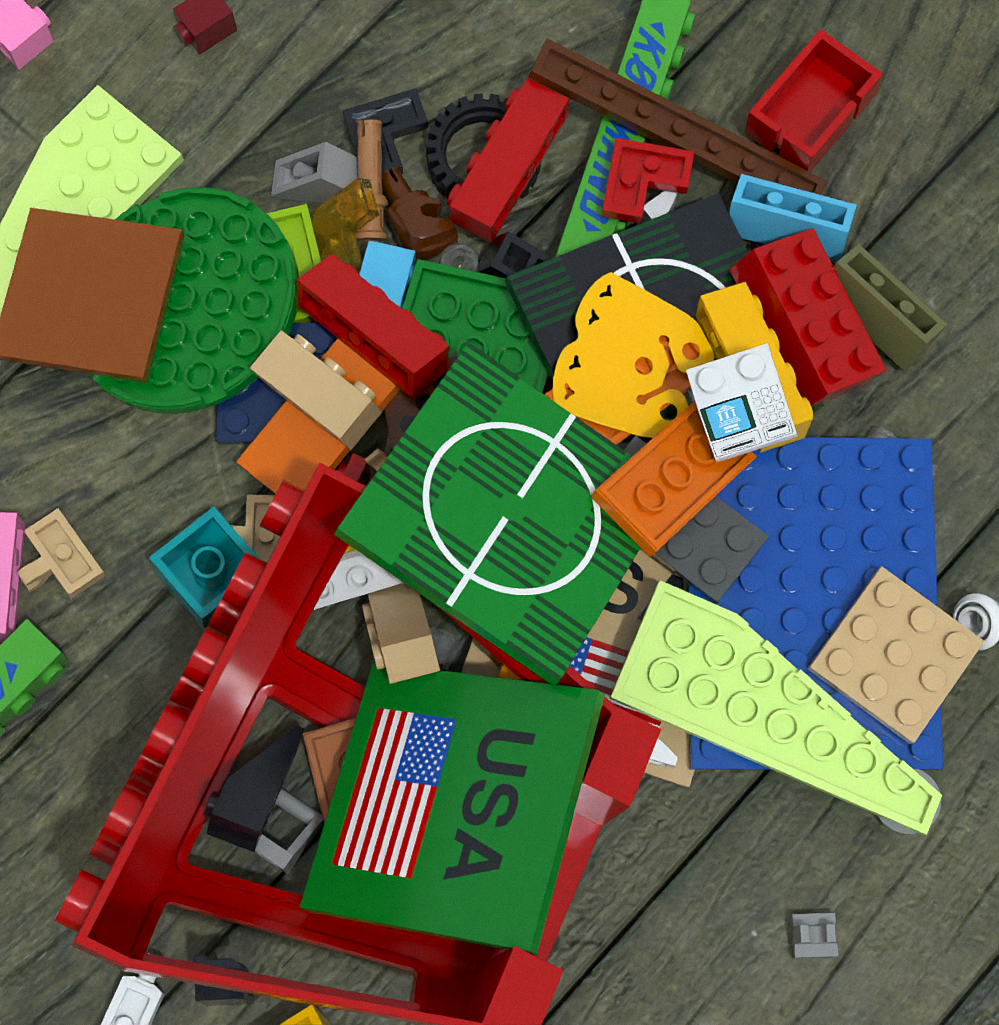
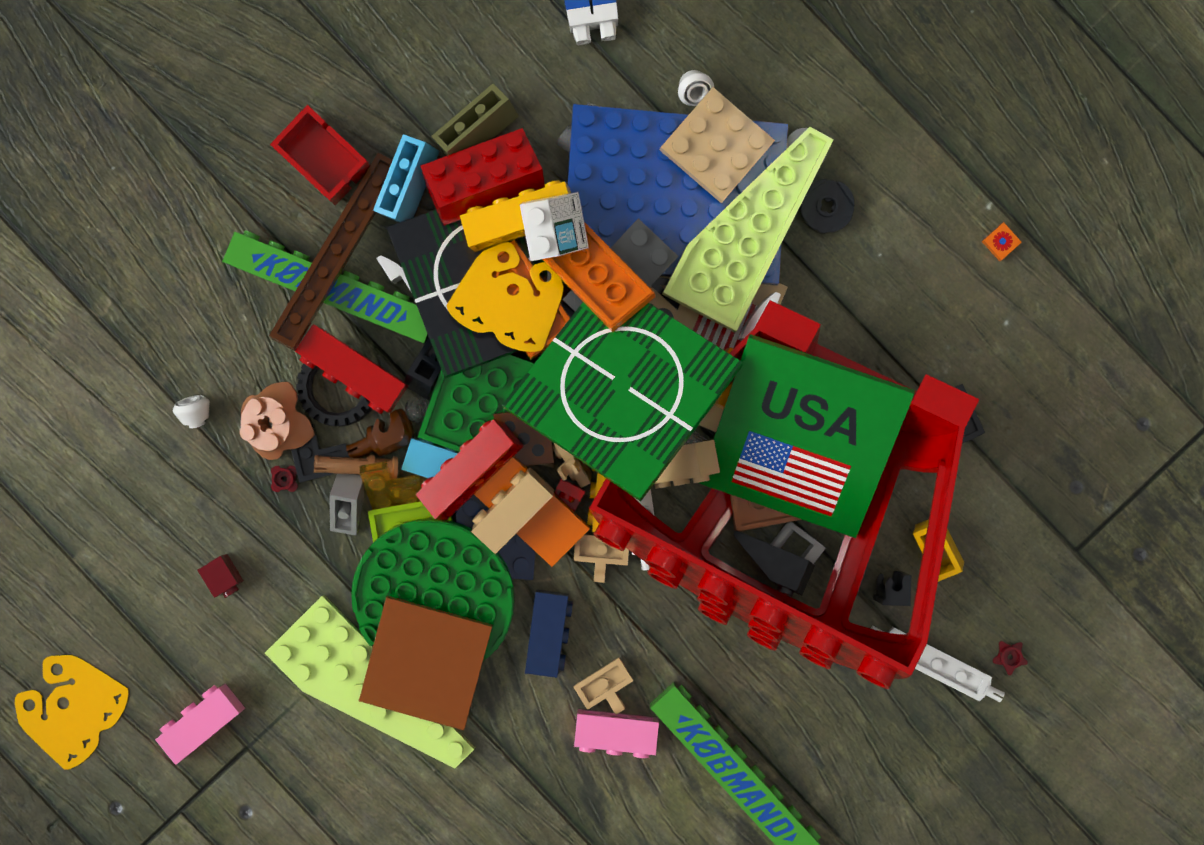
camera: 90 degrees left, 15 degrees up
(137, 467) = (548, 633): none -> dark blue brick
(201, 564) = (623, 588): teal slope -> none
(343, 84) = (277, 482): none -> dark red plate
(424, 65) = (288, 427): none -> nougat brick
(642, 166) = (364, 278): red plate -> none
(814, 935) = (885, 217): light grey tile -> none
(846, 840) = (842, 209): none -> black plate

